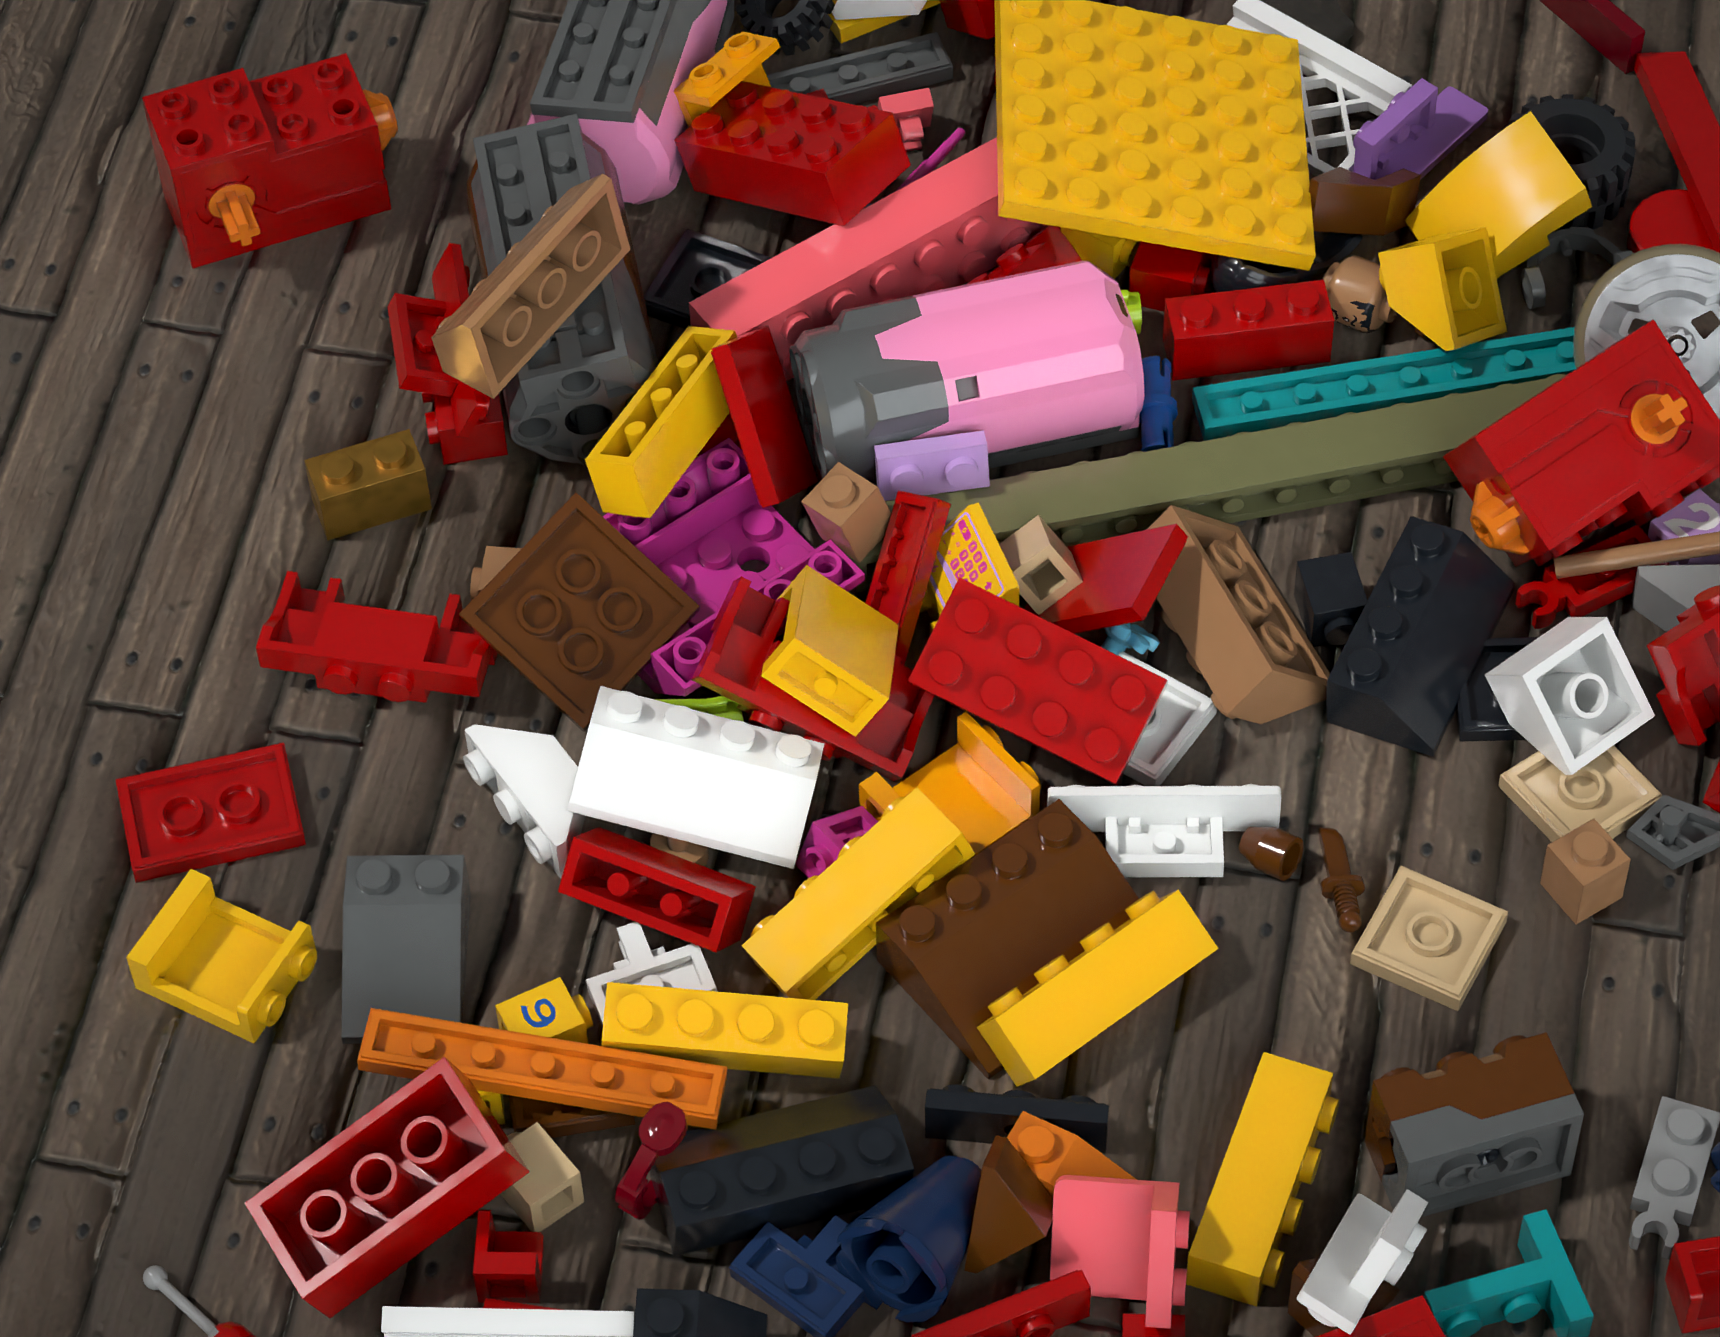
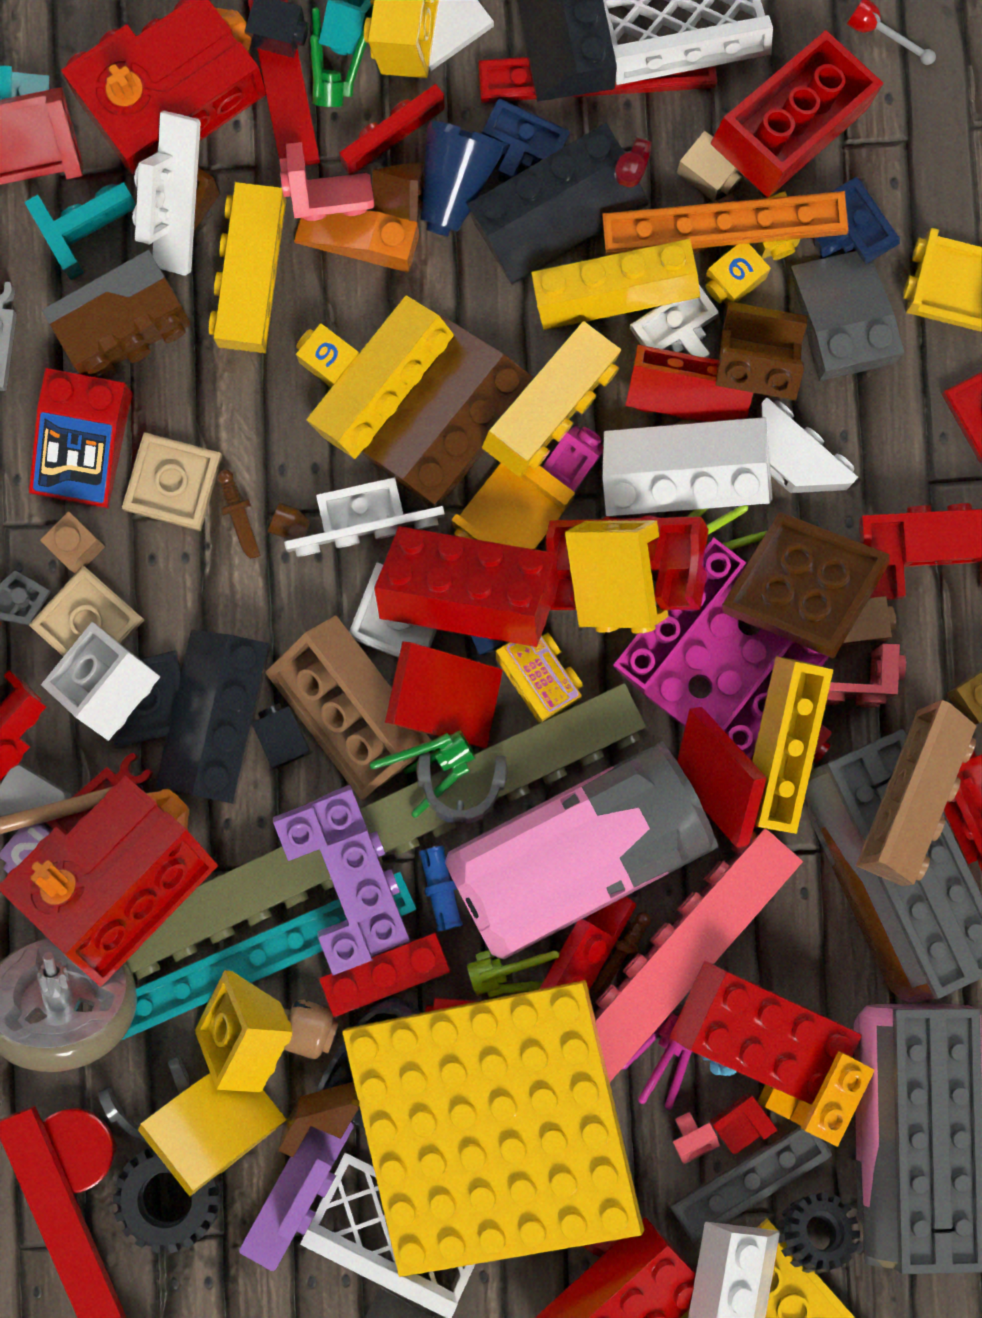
camera: 165 degrees right, 30 degrees up
(332, 1044) = (867, 226): none -> dark blue hinge
(507, 1263) = (707, 105): red panel -> none
(528, 493) = (885, 671): none -> coral bracket
(548, 895) = (761, 351): none -> reddish brown panel
(692, 270) = (801, 942): black tile -> none
(848, 511) = (635, 702): medium nougat brick -> none
(907, 562) = (586, 675): red plate -> none
(932, 465) = (602, 754): lavender plate -> none
(978, 1117) = (413, 276): black tile -> none
(1040, 564) = (493, 708): tan brick -> none
(1100, 430) = (461, 815): none -> dark grey piece
(1105, 515) = (449, 750): none -> green plant
(1168, 1037) = (325, 354): none -> yellow brick
(1263, 410) = (353, 863): none -> medium lavender bracket
(1562, 990) = (78, 437): none -> slope

